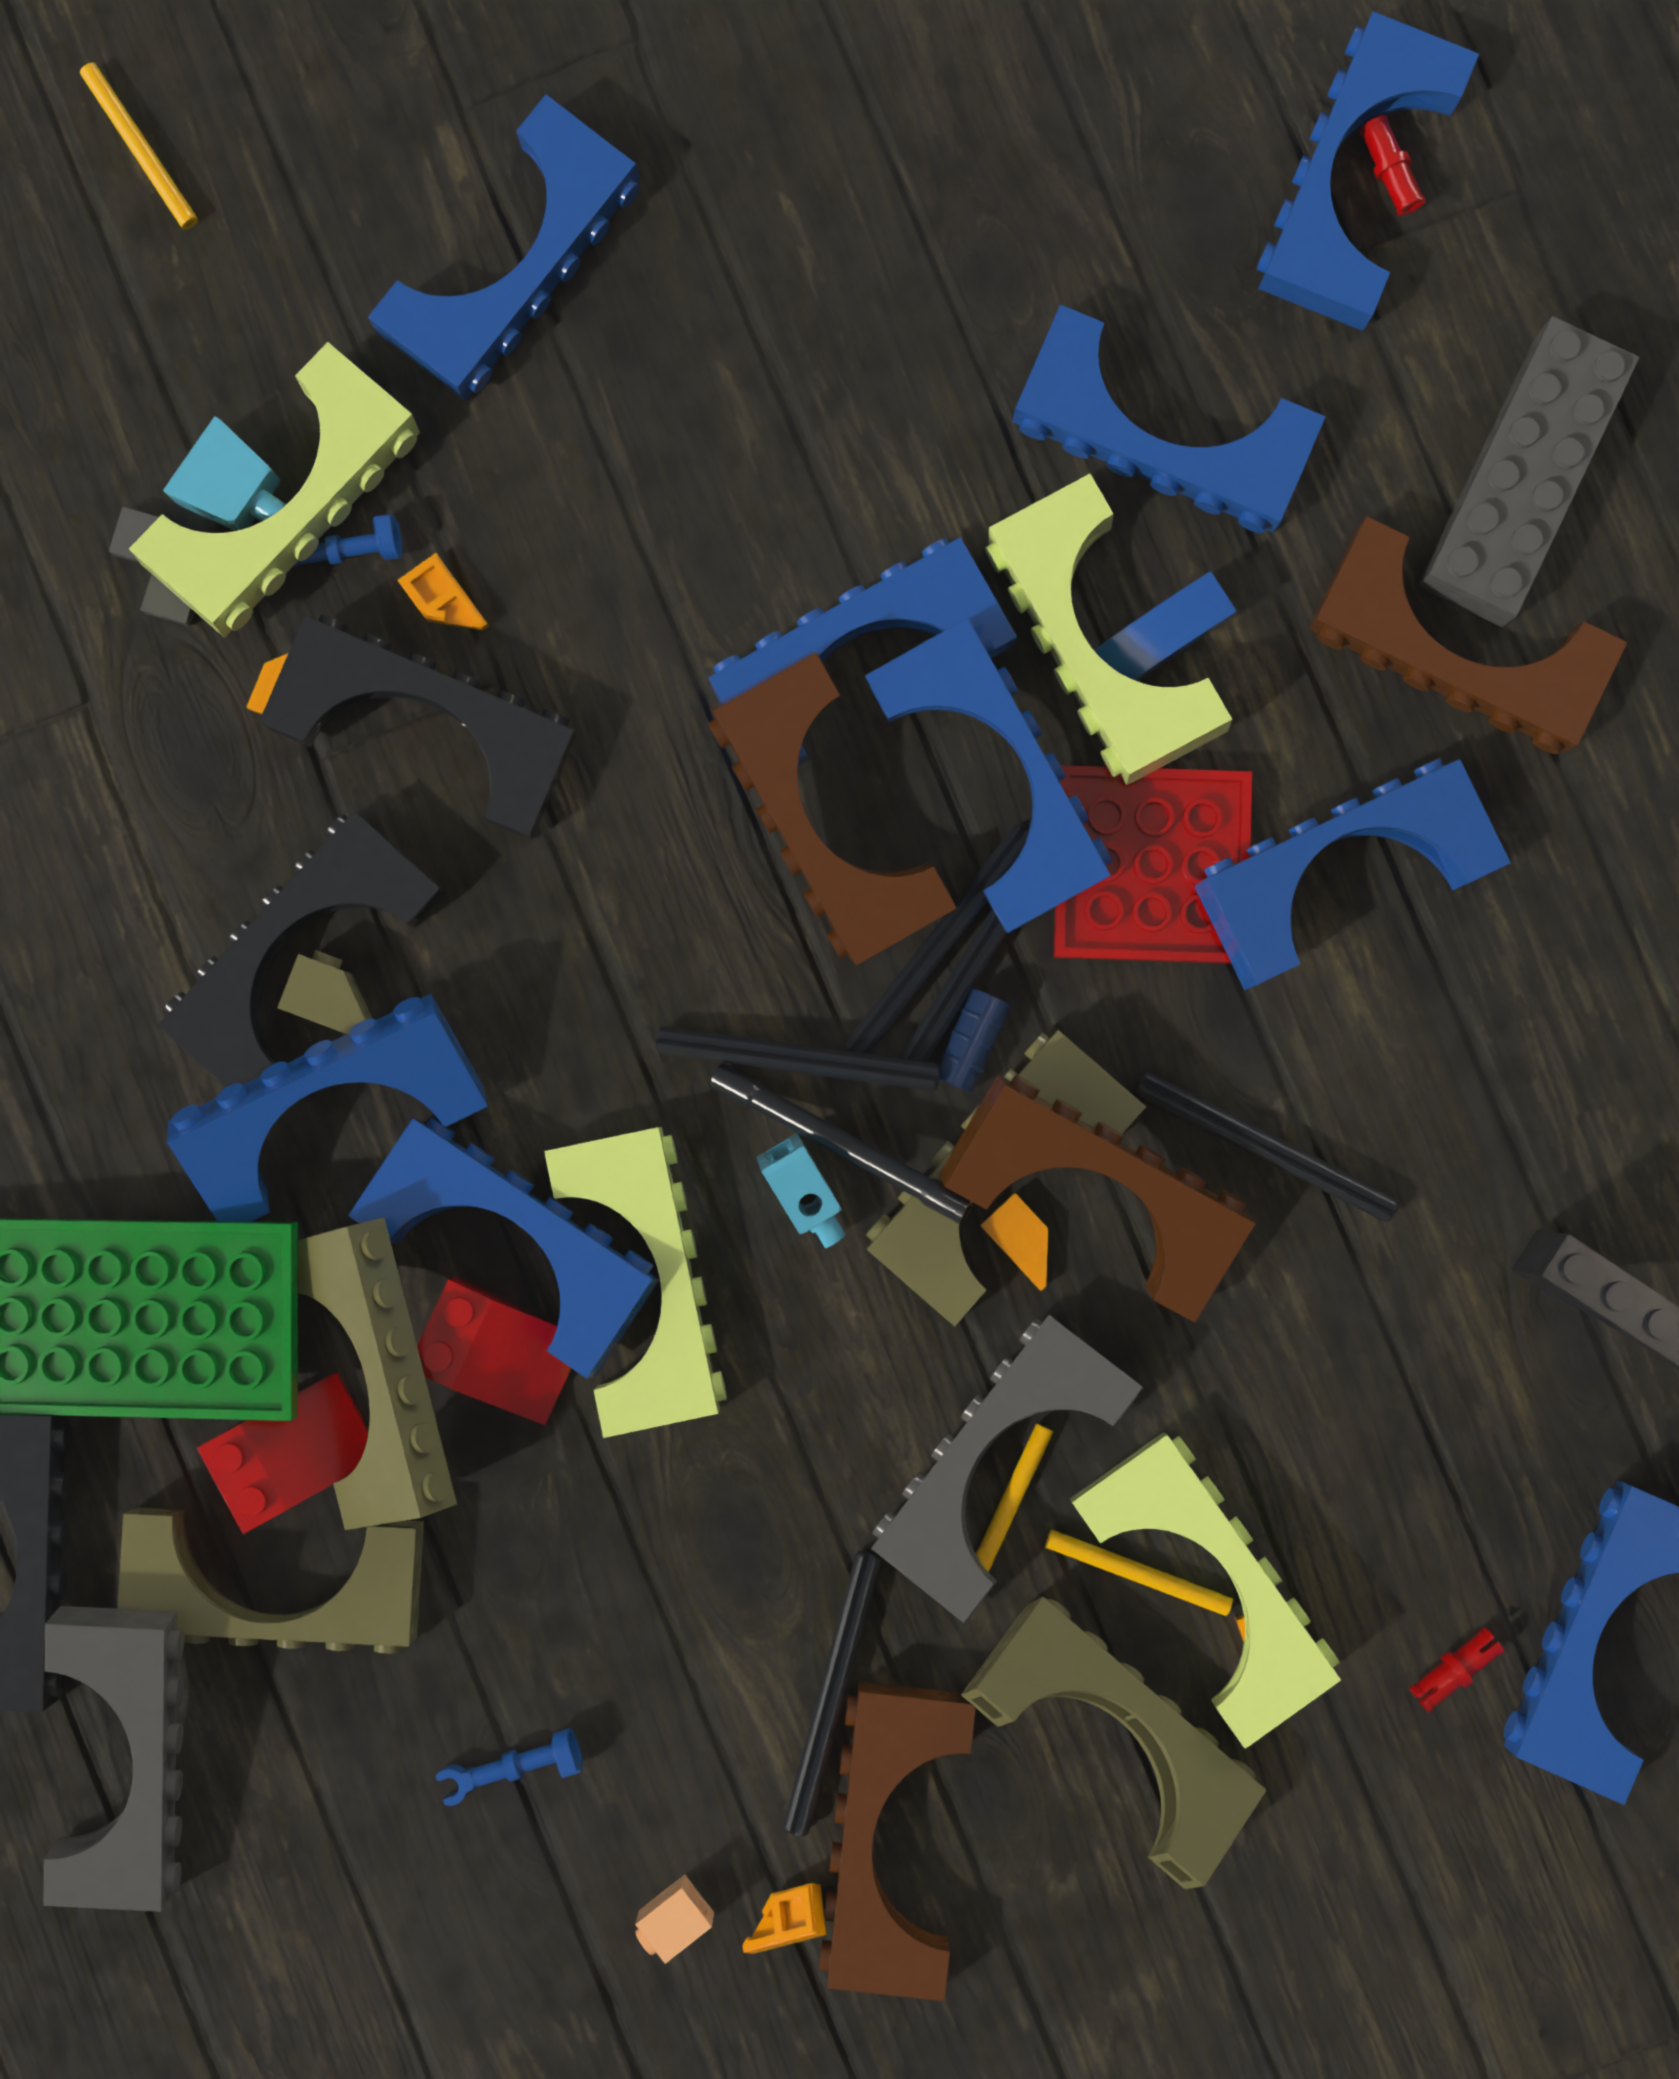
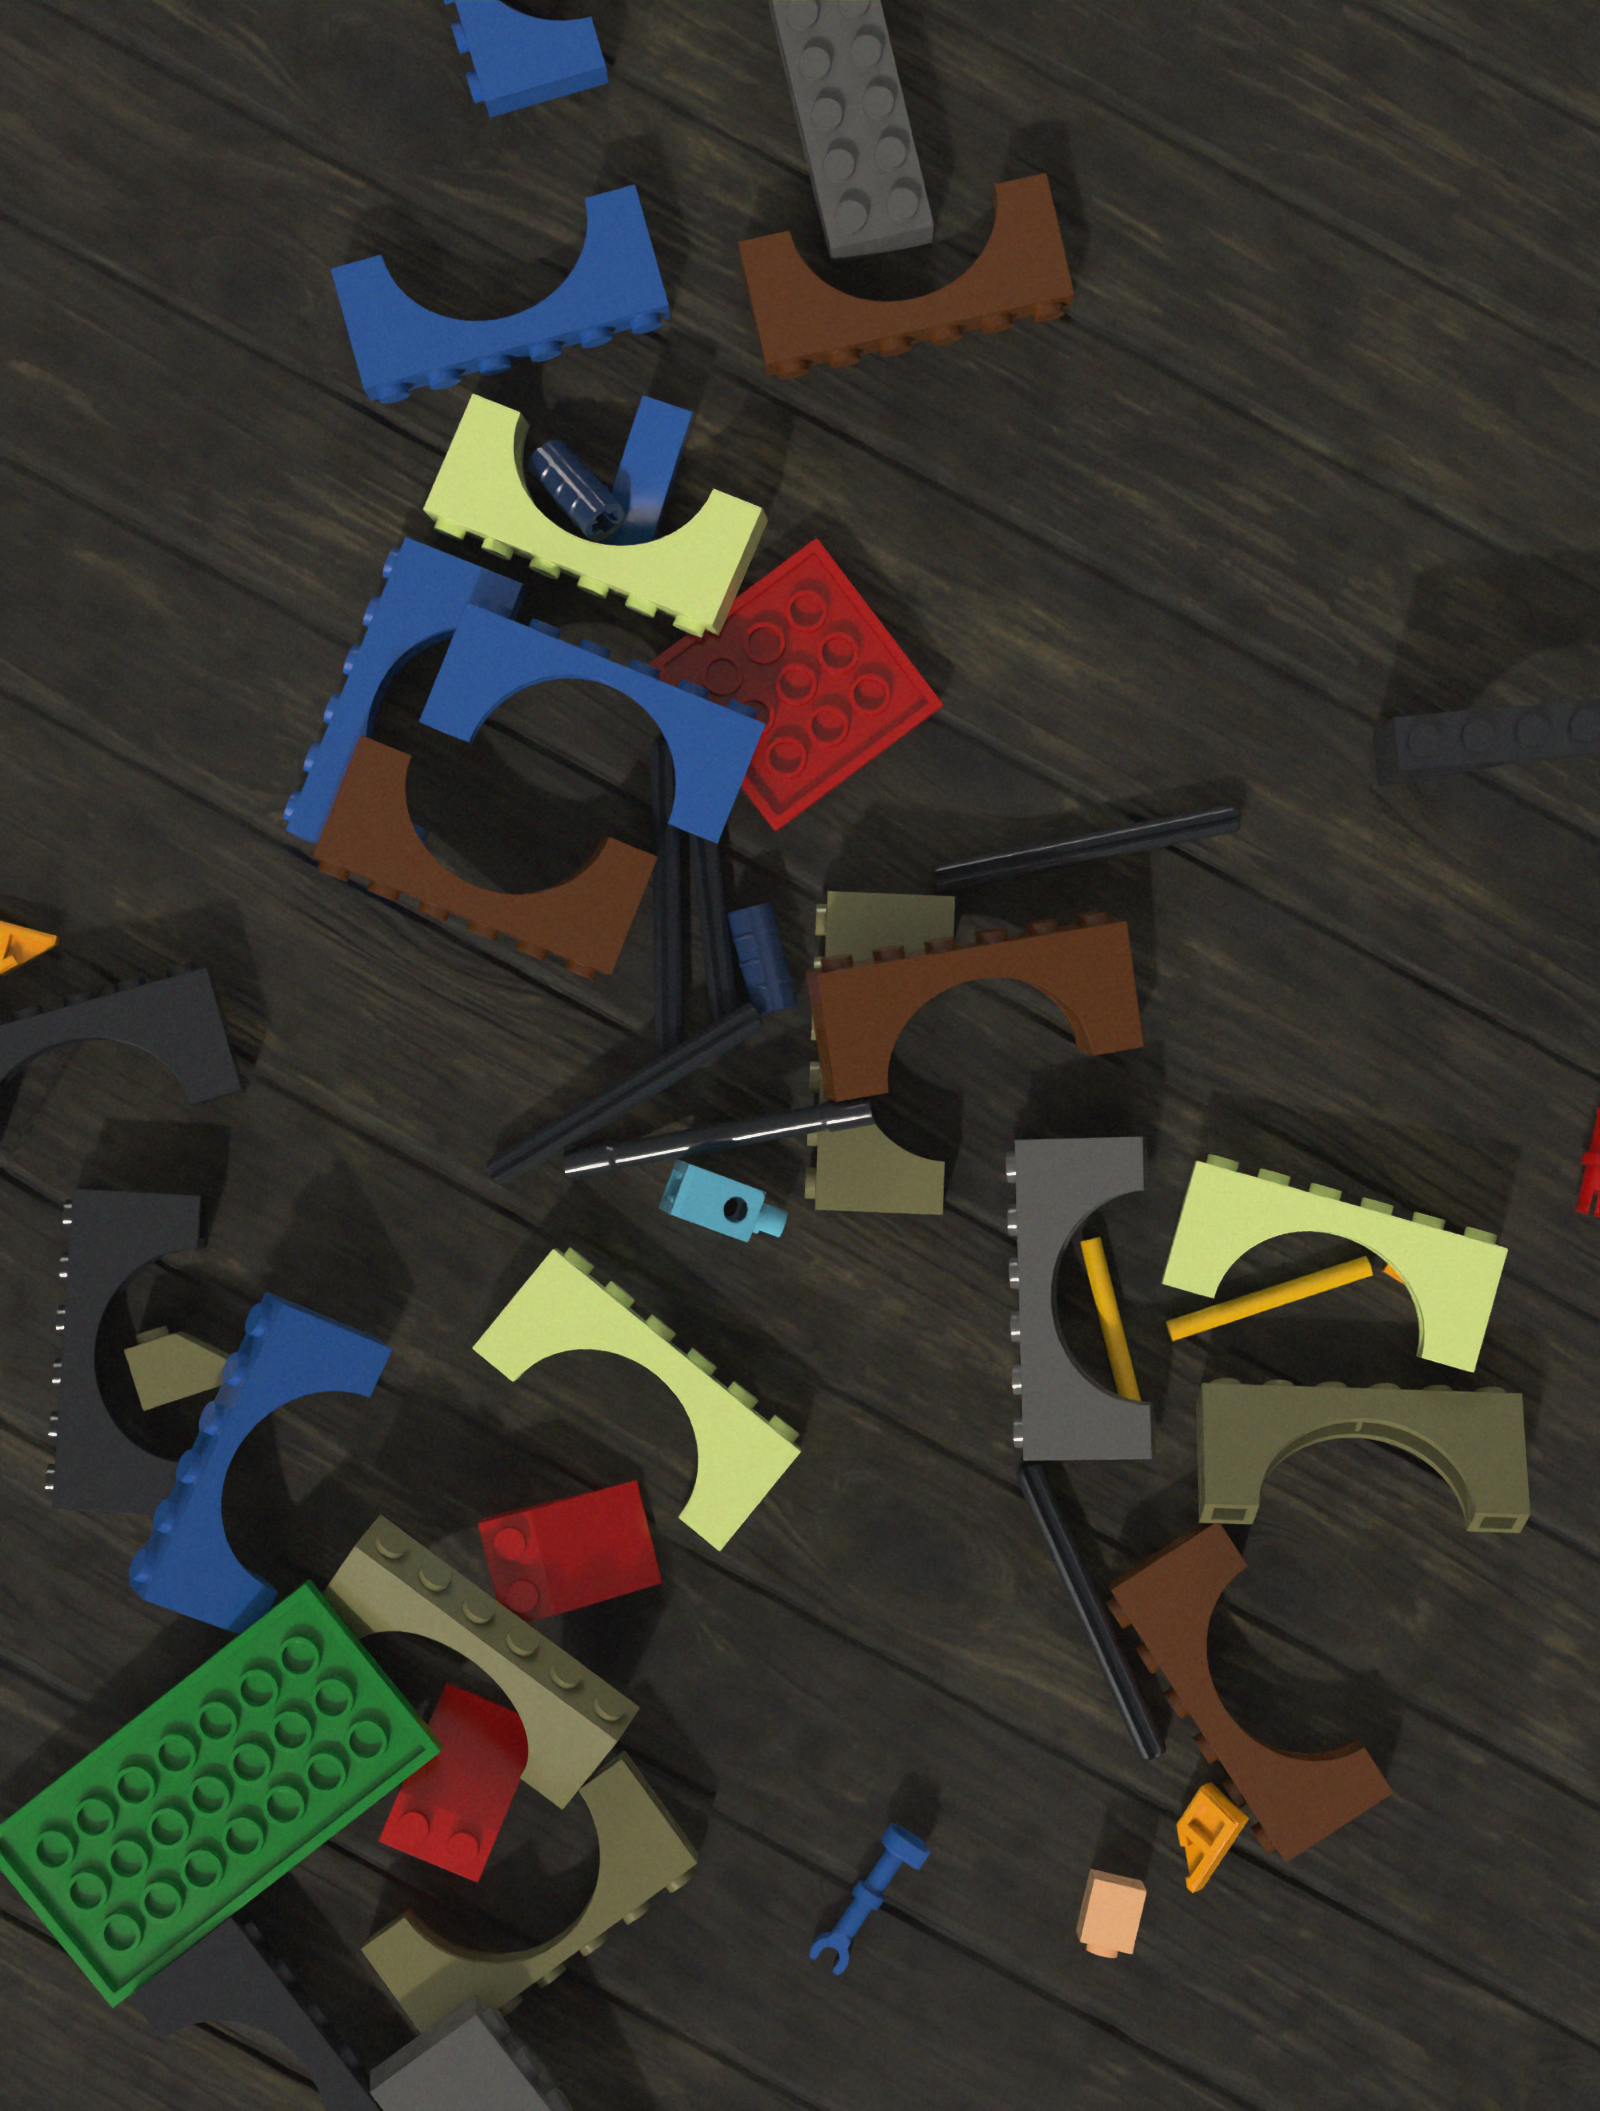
camera: 40 degrees left, 0 degrees up
(595, 1282) = (608, 1424): blue arch -> none
(1021, 1237) = (939, 1094): light orange tile -> none
(1108, 601) = (576, 490): none -> dark blue axle
(1432, 814) = (997, 452): blue arch -> none

